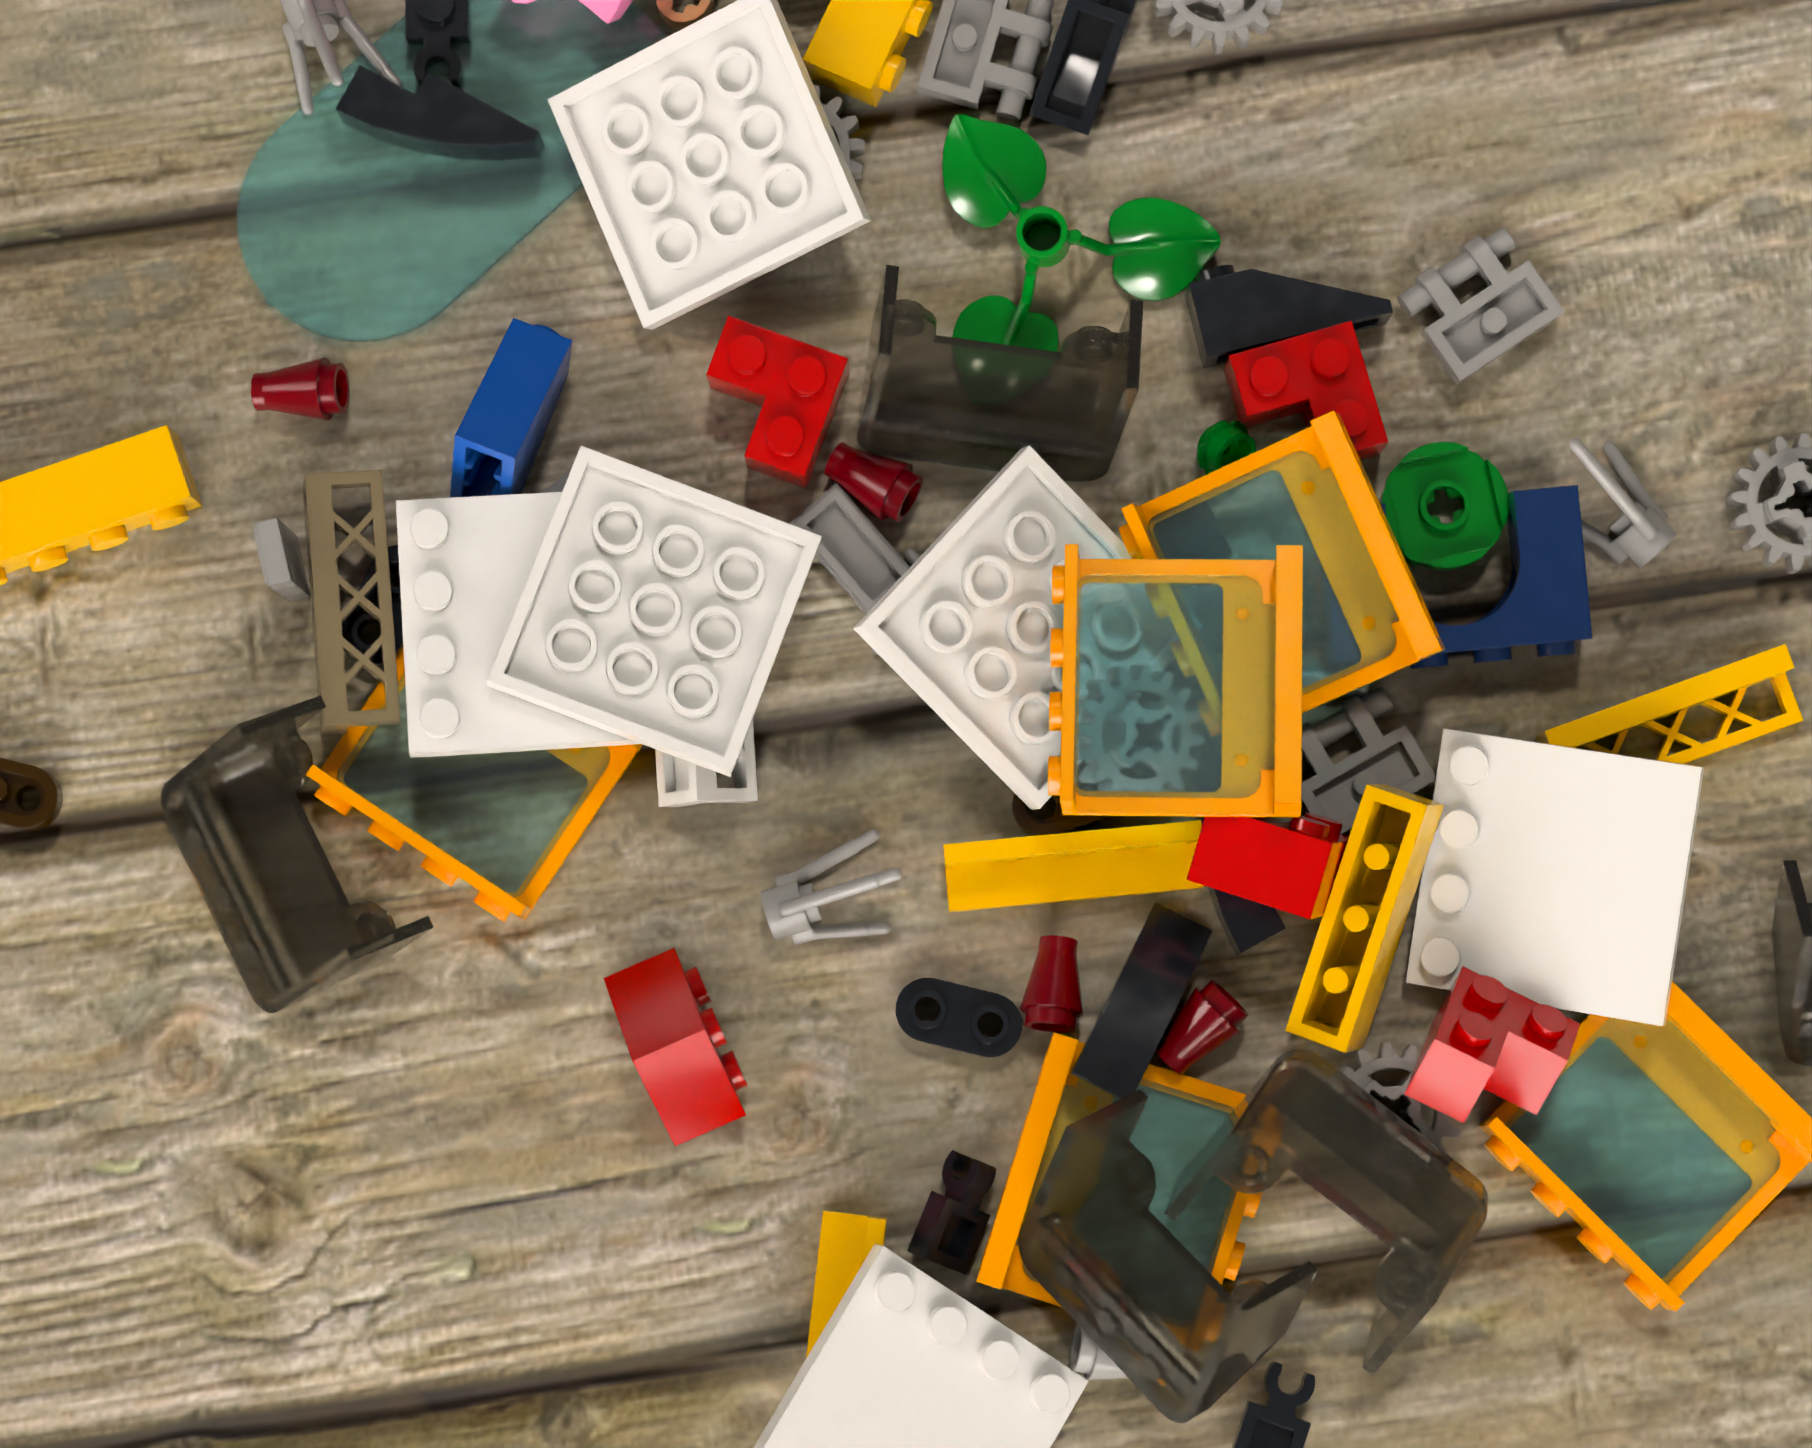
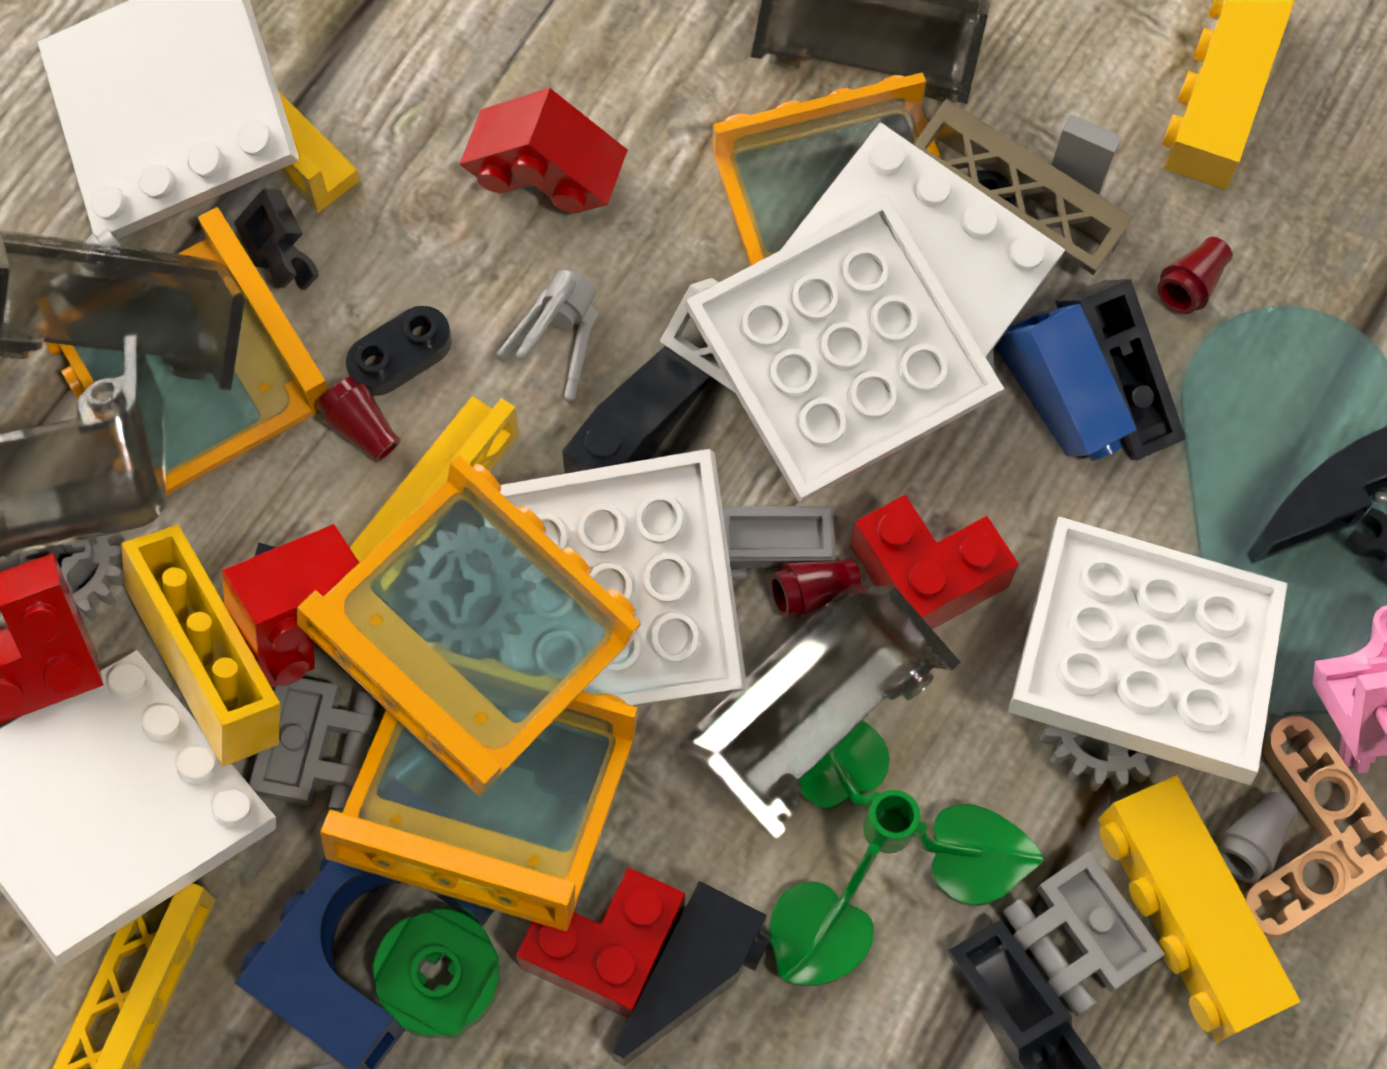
camera: 125 degrees right, 15 degrees down
(436, 398) = (1133, 361): none -> black slope
(851, 751) = (637, 414): none -> black slope
(1141, 1002) = (290, 454): black slope -> none
(1201, 1027) = (240, 494): dark red cone -> none
(1223, 445) = (621, 846): green plate -> none

